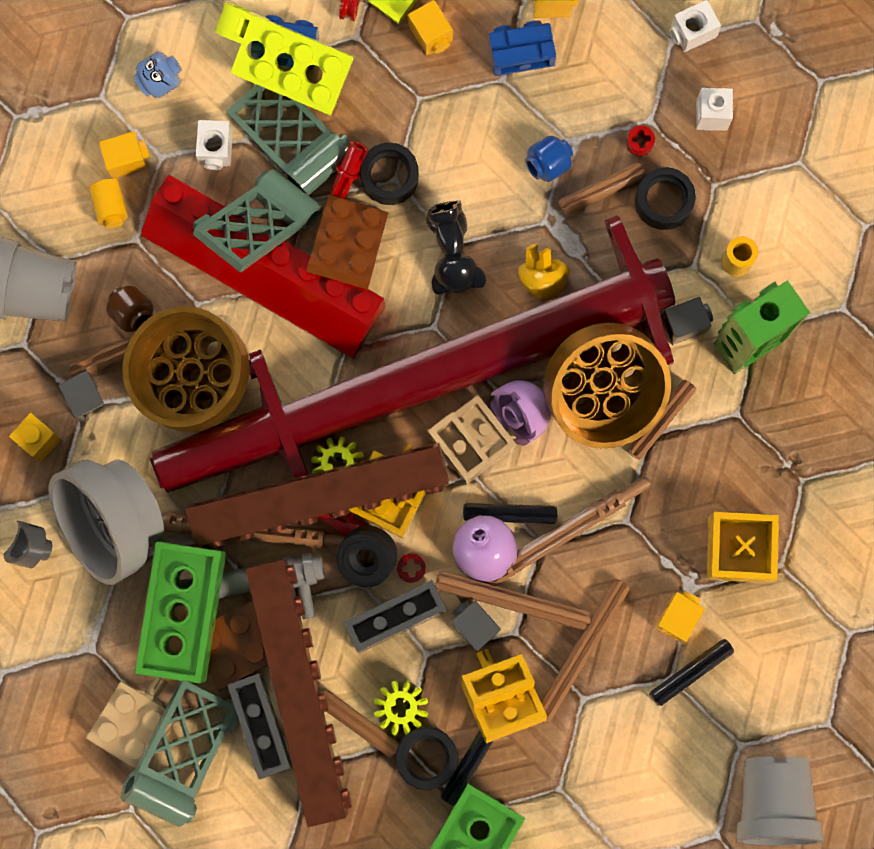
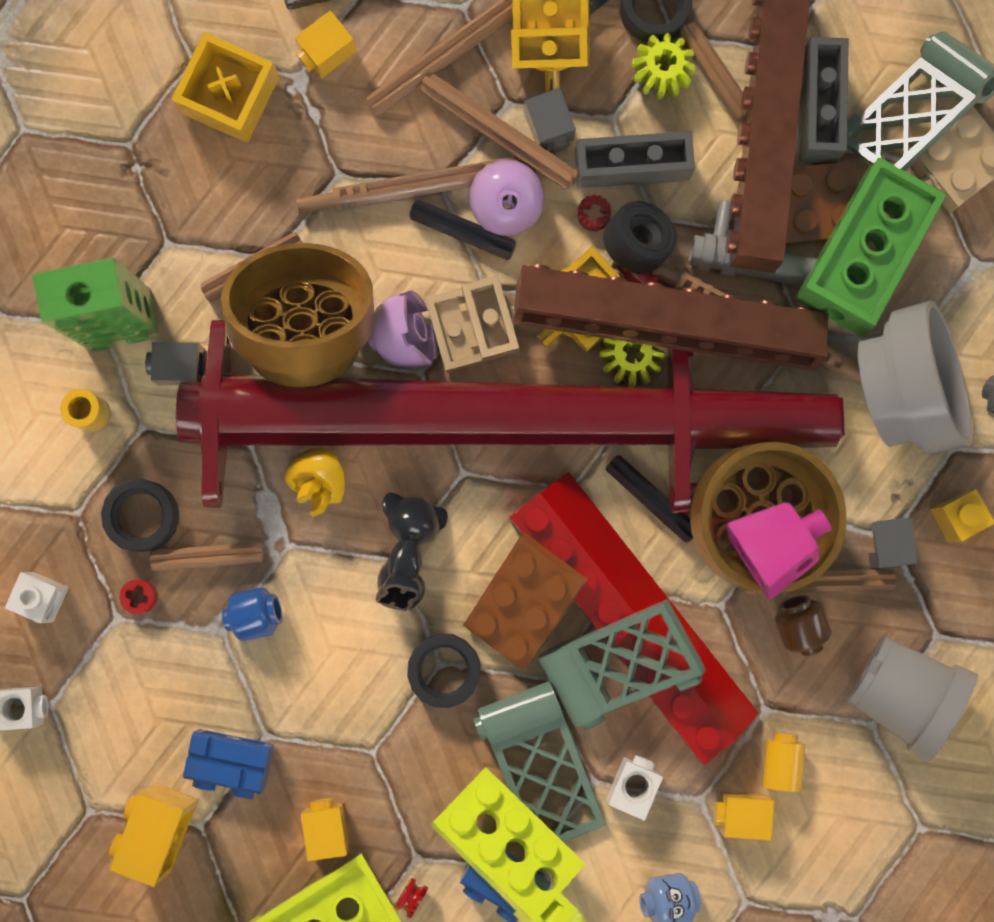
camera: 160 degrees left, 5 degrees up
(171, 343) = (777, 545): none -> dark pink torso
(288, 364) = (650, 497): none -> black axle
(349, 169) = (490, 690): red axle -> none

